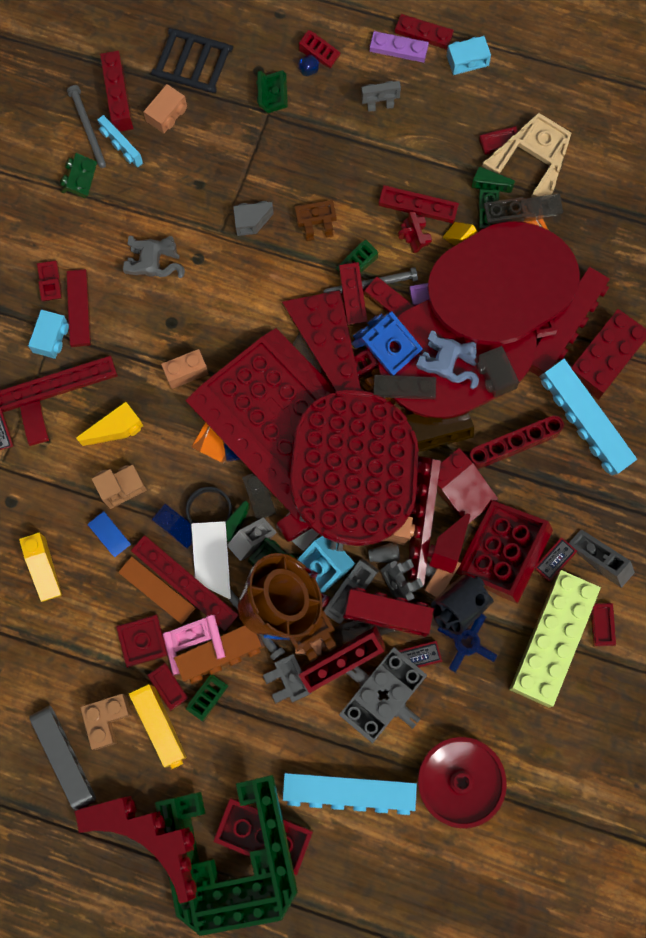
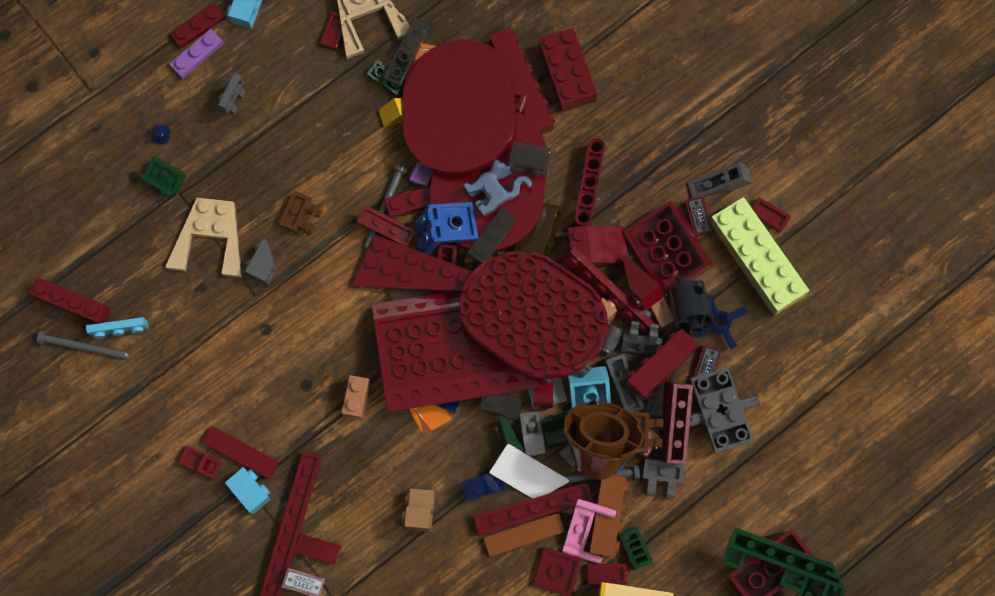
camera: 55 degrees left, 0 degrees up
(78, 175) = (122, 381): dark green bracket -> none
(109, 534) = (452, 544): blue slope -> none
(114, 426) = (366, 481): yellow slope -> none
(150, 257) = (241, 368): dark grey animal -> none
(165, 109) = (115, 272): nougat brick -> none
(190, 39) = (65, 212): black bar -> none
(203, 490) = (472, 438): black tyre -> none
(263, 154) = (212, 220): none -> tan wing
(315, 40) = (143, 127): dark red slope -> none
(349, 792) = (778, 482): medium azure brick -> none
(359, 250) = (356, 190): dark green slope -> none
(412, 232) = (366, 147): dark red hips -> none
(420, 204) = (344, 128): dark red plate -> none
(462, 782) = (822, 395): dark red dish -> none
(490, 180) = (364, 60): dark green slope -> none
(588, 418) = (607, 118): medium azure brick -> none

